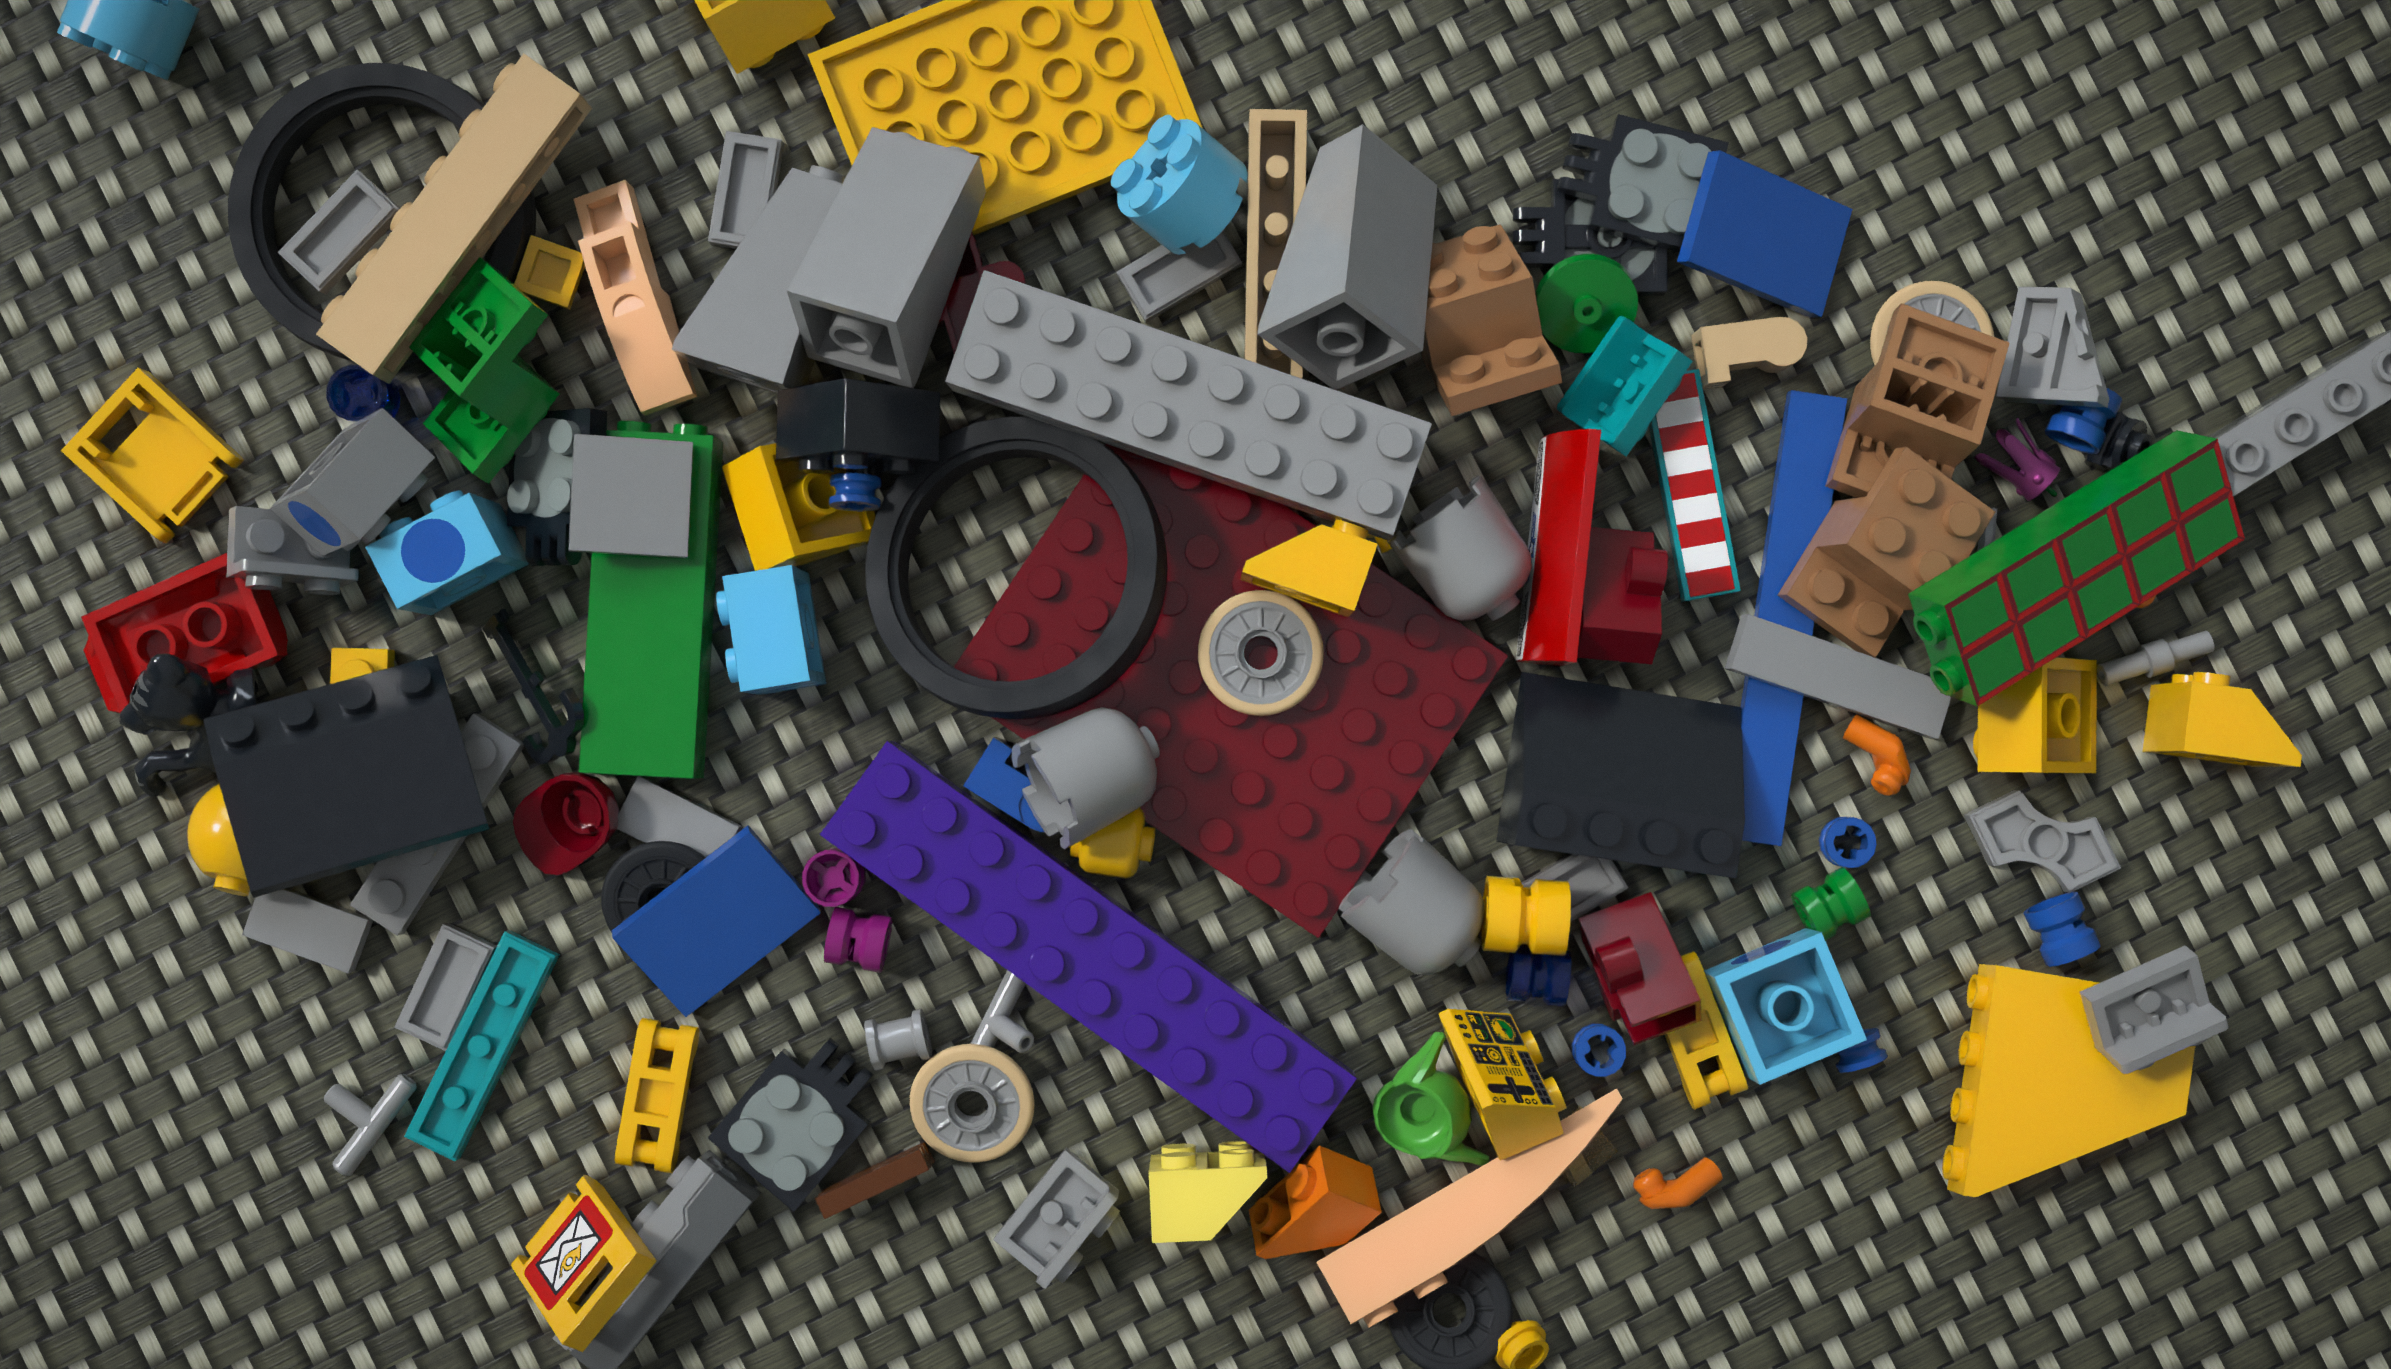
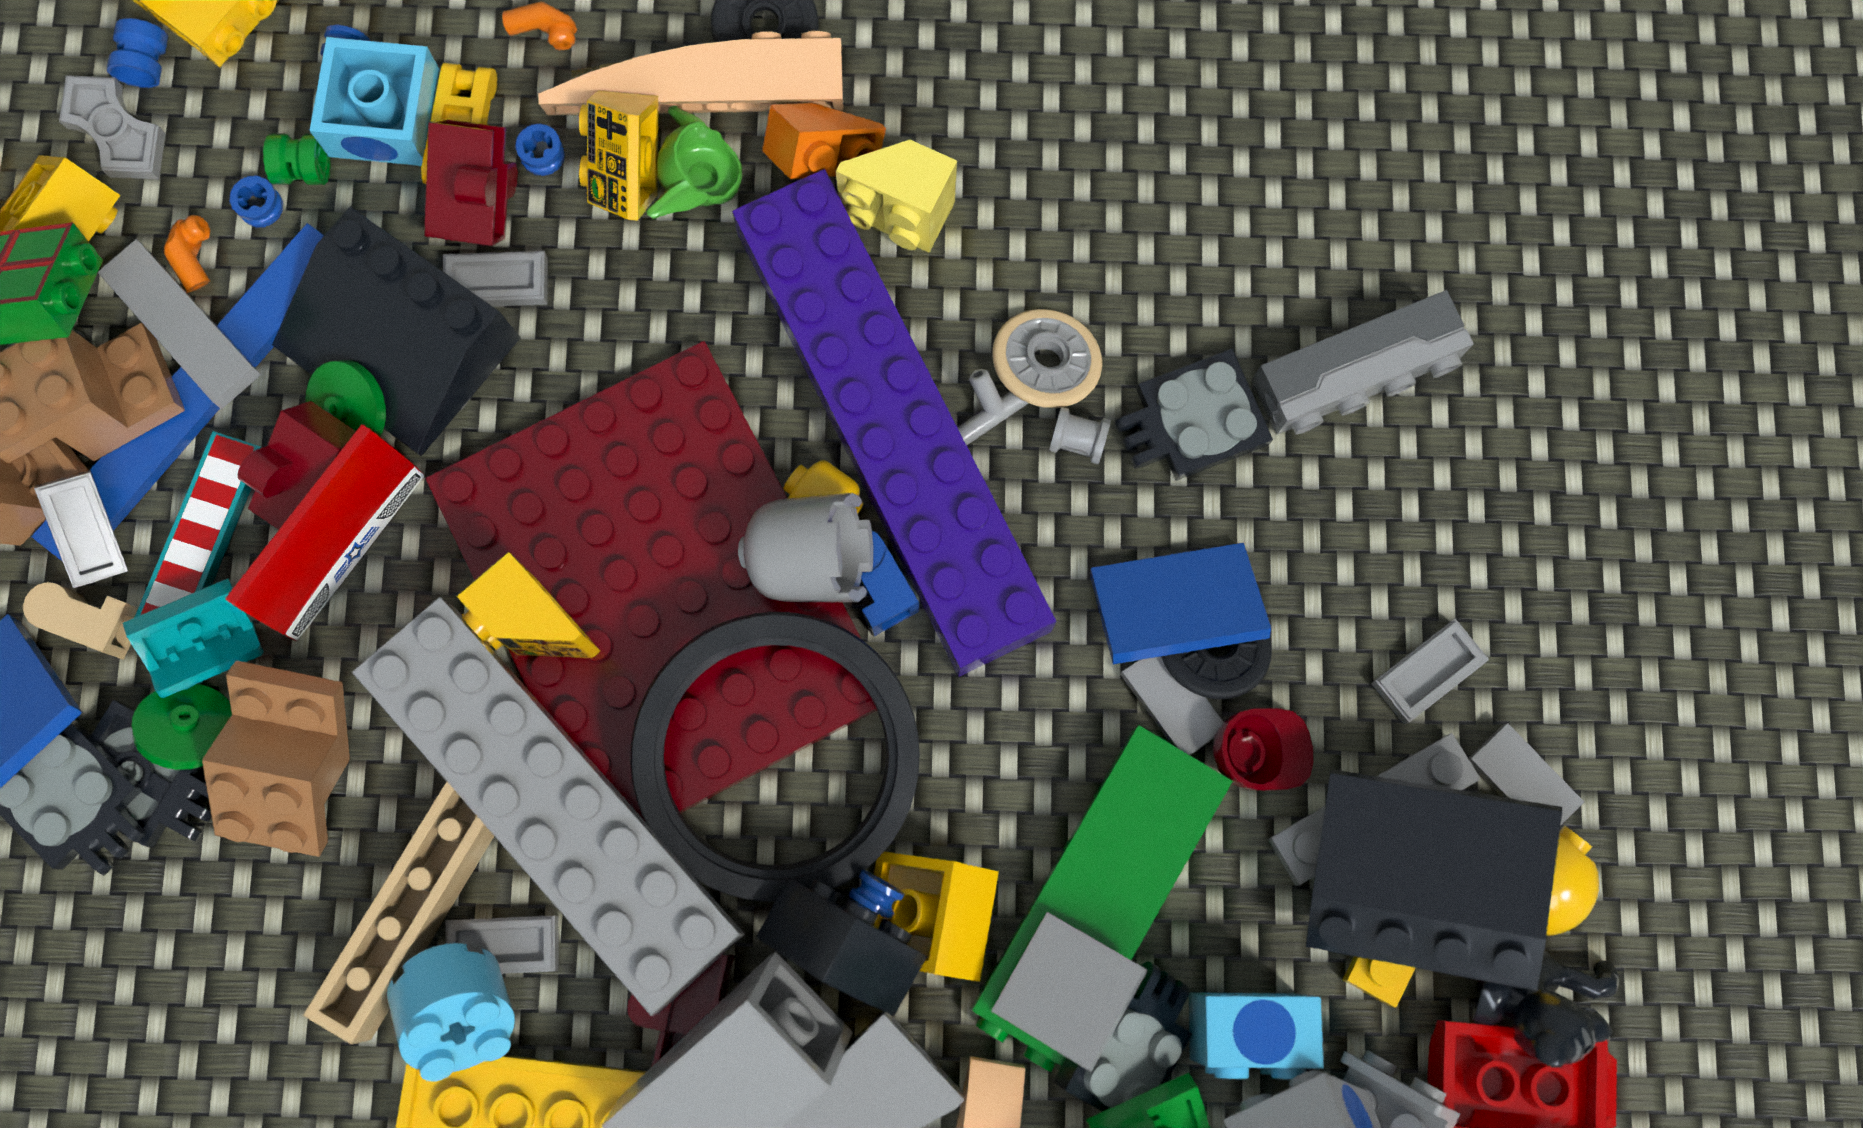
camera: 160 degrees left, 10 degrees down
(370, 1121) = (1544, 596): light grey piece -> none
(482, 1045) = (1422, 609): teal tile -> none
(560, 737) = (1234, 820): black piece -> none
(570, 1254) = (1426, 401): yellow container -> none
(656, 1095) = (1297, 494): yellow plate -> none
(771, 630) = (1009, 811): medium azure brick -> none
(826, 881) = (1068, 580): magenta wheel -> none
(871, 940) = (1070, 528): magenta wheel -> none
(875, 1180) = (1154, 337): reddish brown tile -> none
(1058, 1218) = (1024, 234): light grey bracket -> none
(1252, 616) = (621, 613): light grey wheel -> none
(1354, 263) = (342, 855): light grey slope -> none
(1417, 907) = (611, 319): light grey cylinder -> none
(1466, 554) = (401, 568): light grey cylinder -> none
(1526, 915) = (522, 261): yellow wheel -> none
(1538, 977) = (550, 223): clear blue wheel -> none
(1625, 691) = (348, 394): none -> green piece
(1798, 429) = (81, 528): none -> tile

